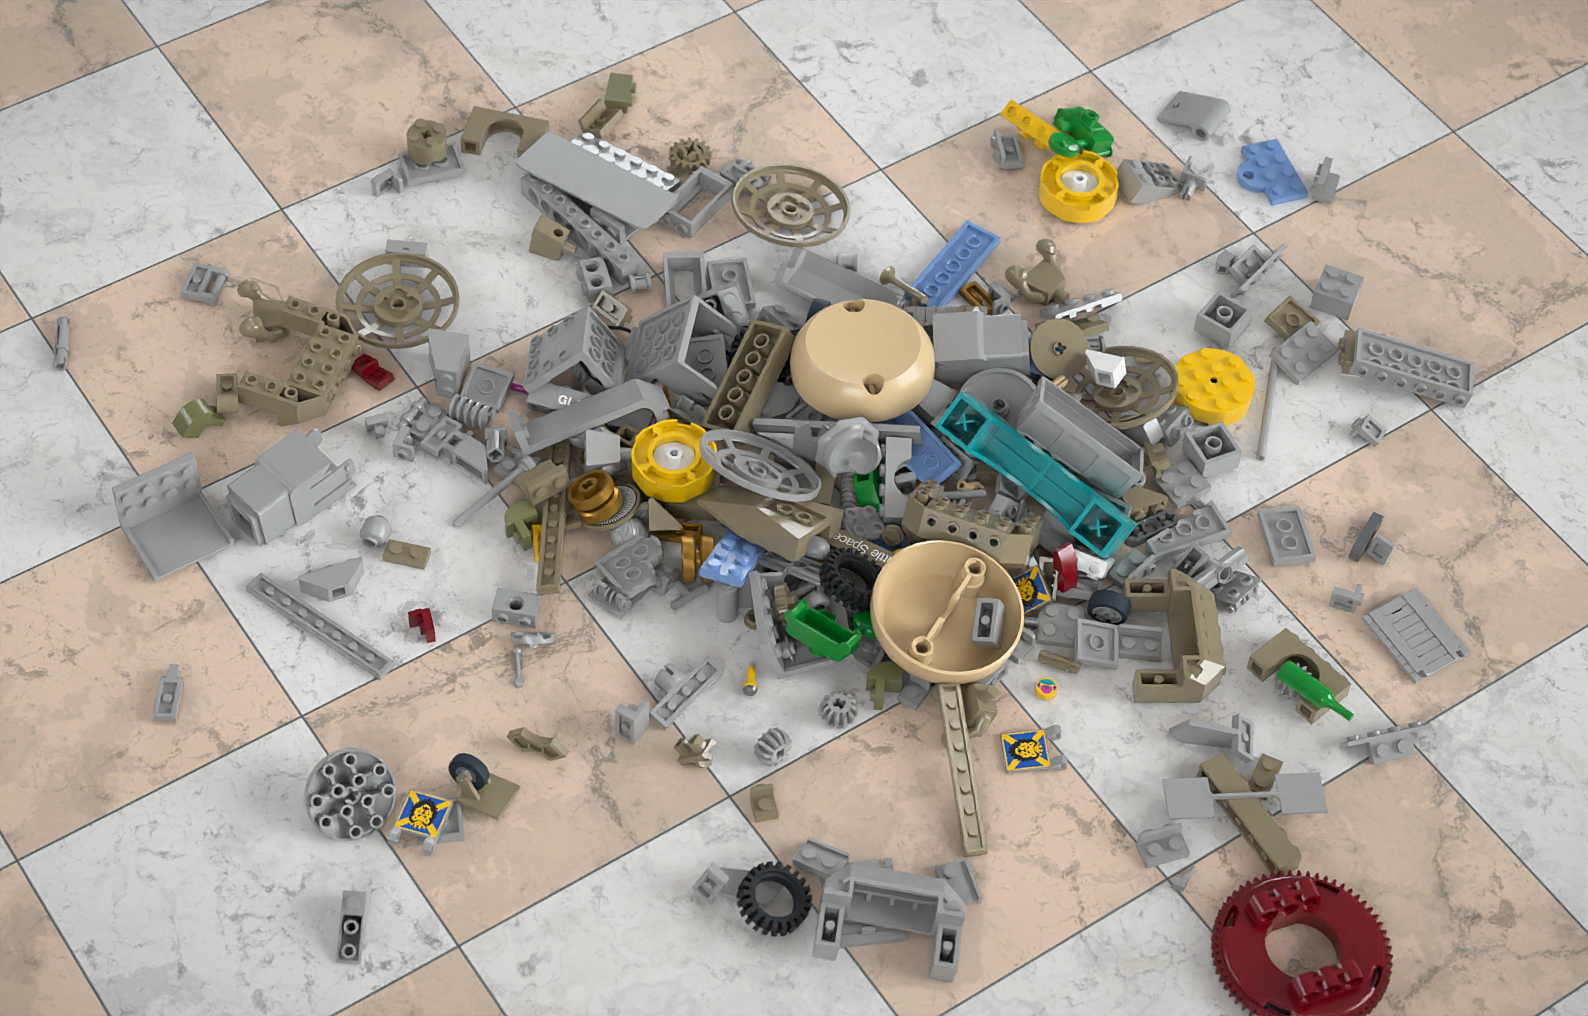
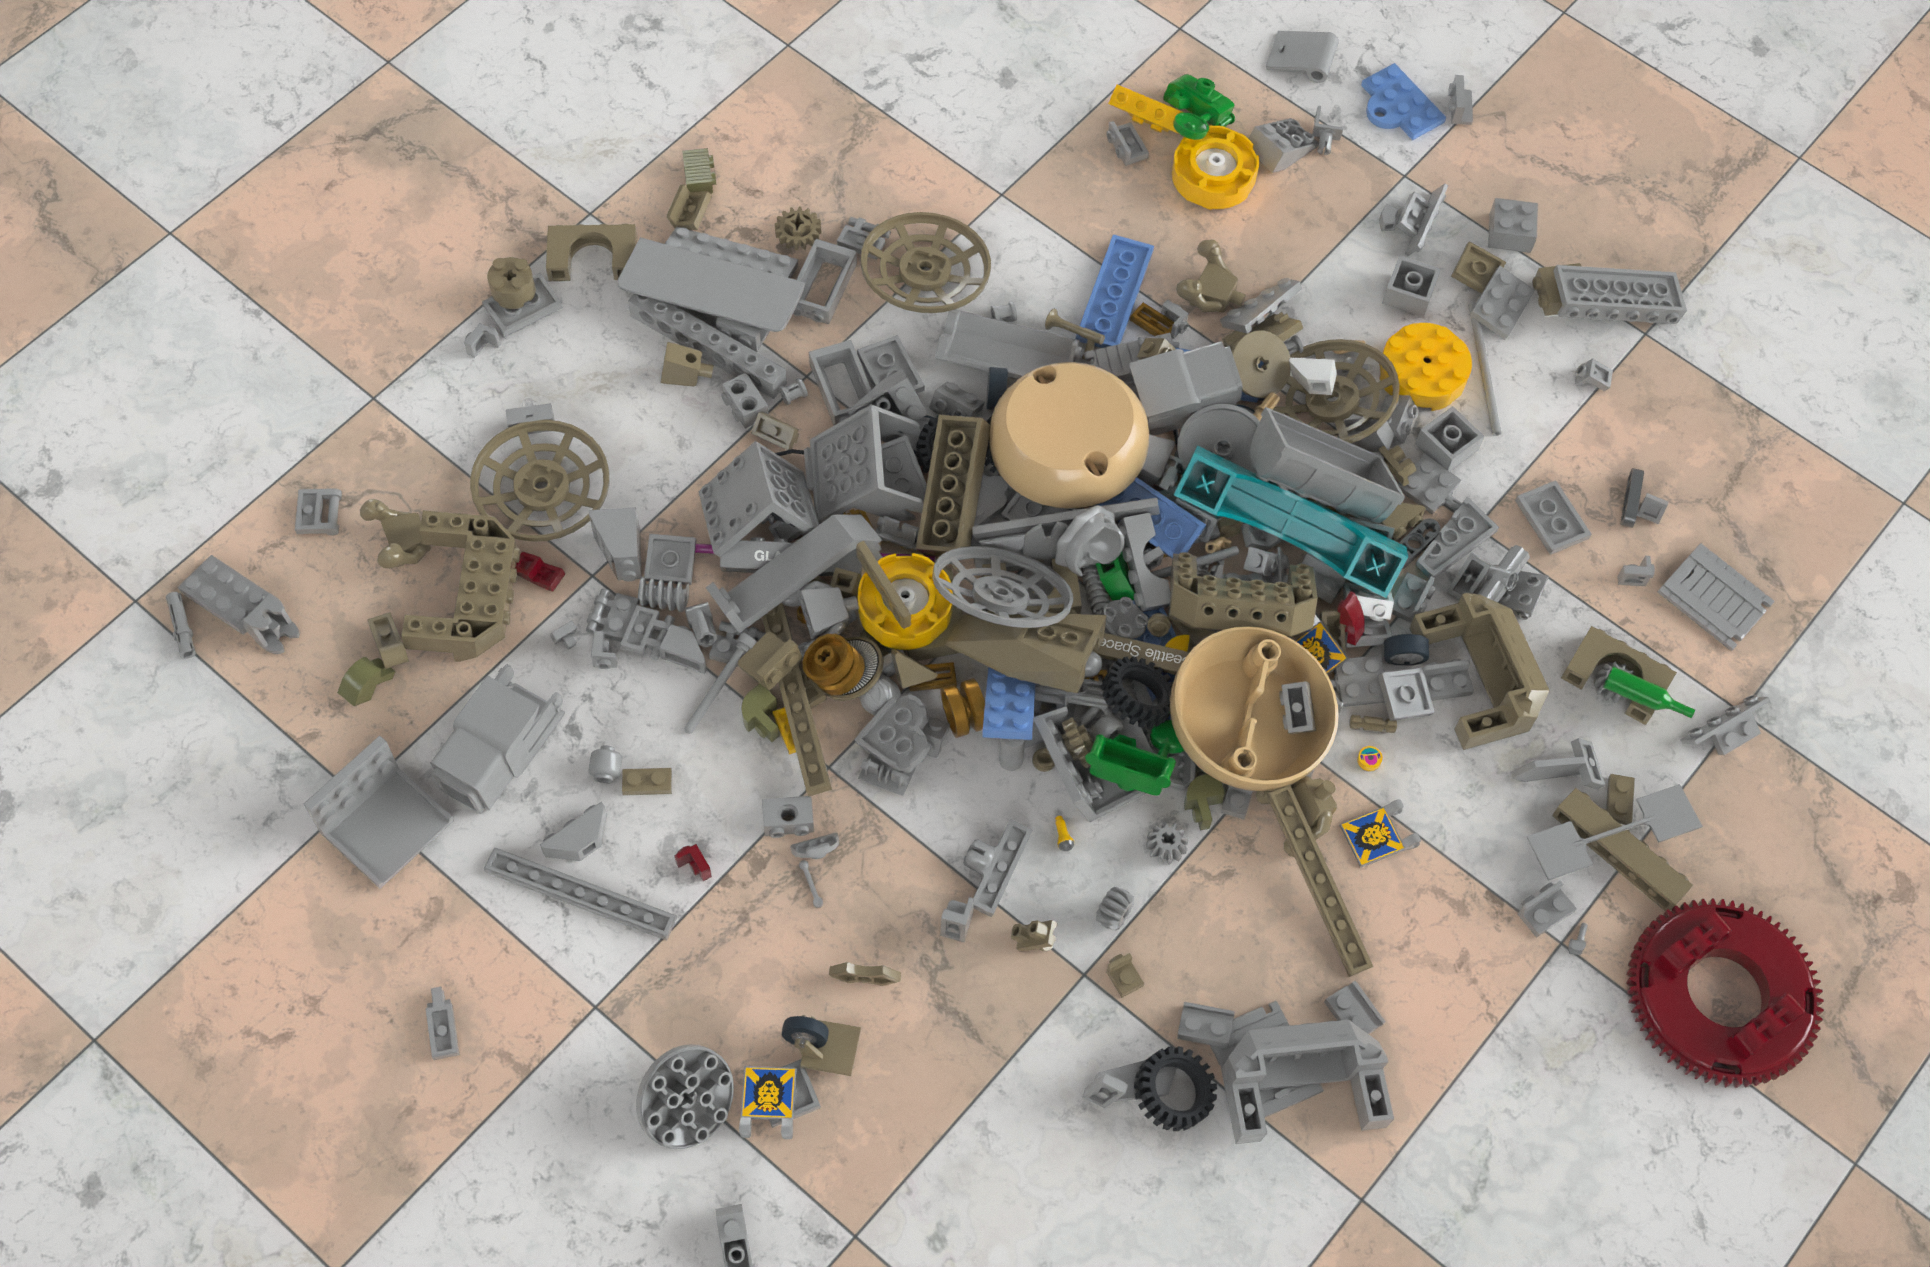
camera: 15 degrees left, 10 degrees up
(116, 338) = (240, 604): none -> light grey hinge
(656, 438) = (883, 585): none -> dark tan tile
(687, 594) = (964, 749): light grey piece -> none

